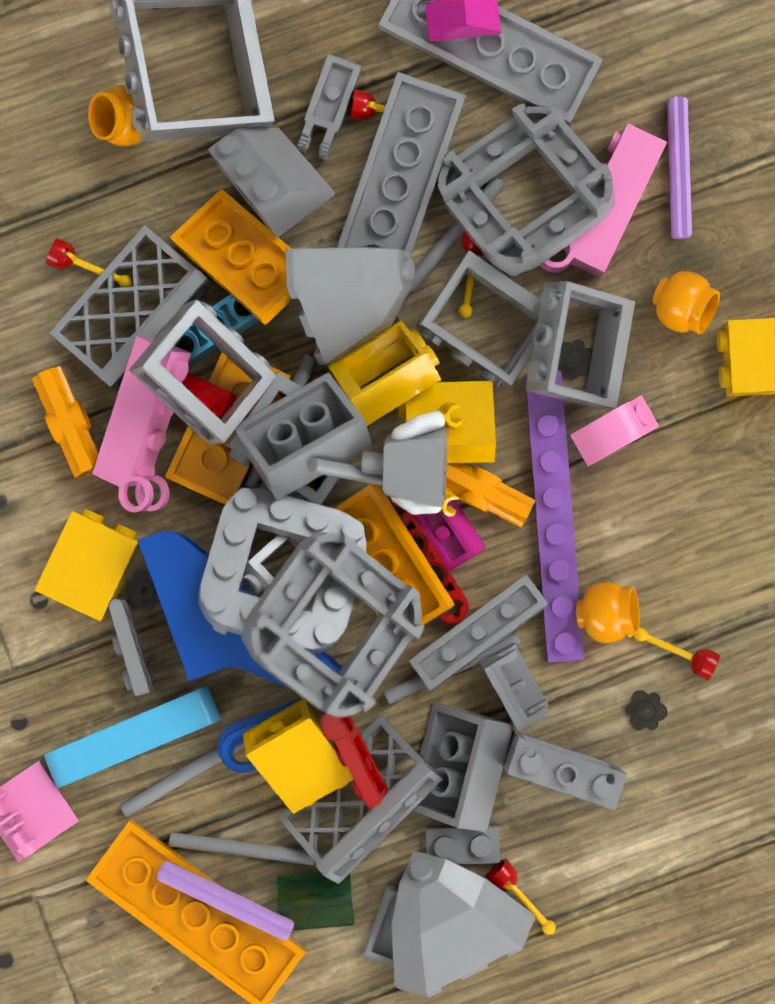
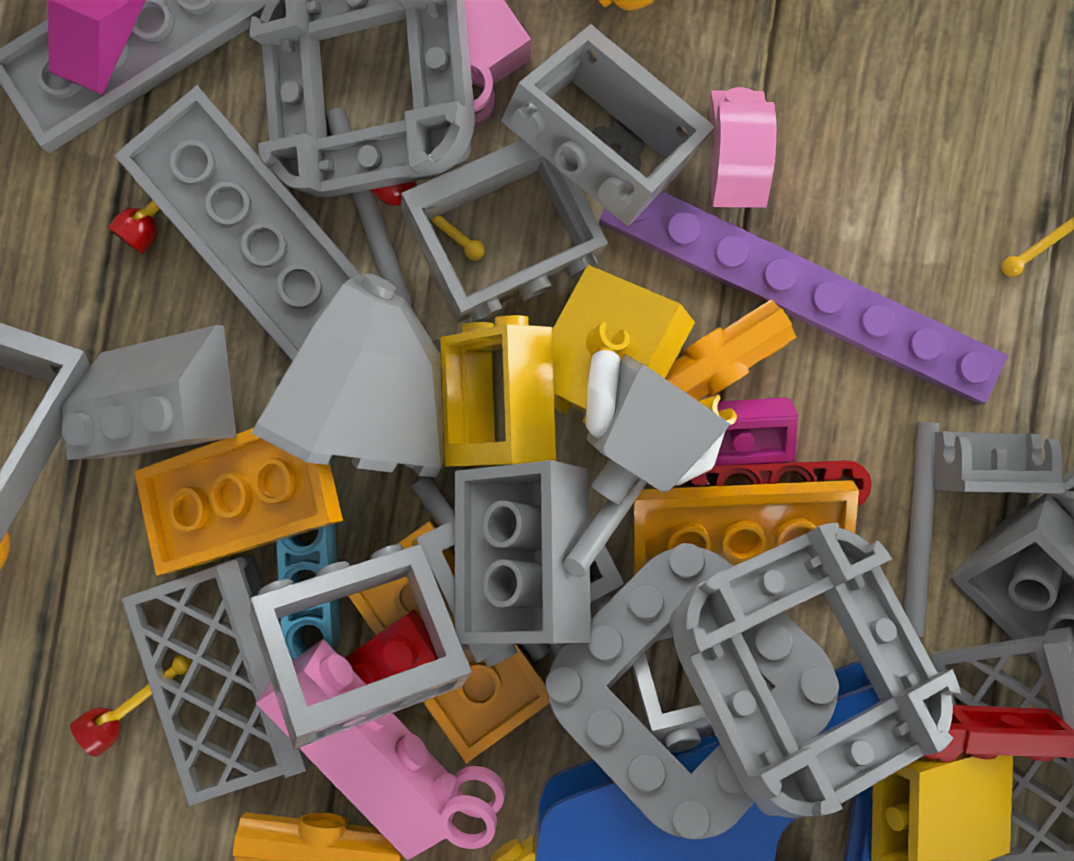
camera: 65 degrees left, 0 degrees up
(330, 102) = (106, 268): light grey hinge -> none
(478, 633) = (902, 470): light grey hinge -> none
(609, 612) = (971, 288): light orange piece -> none

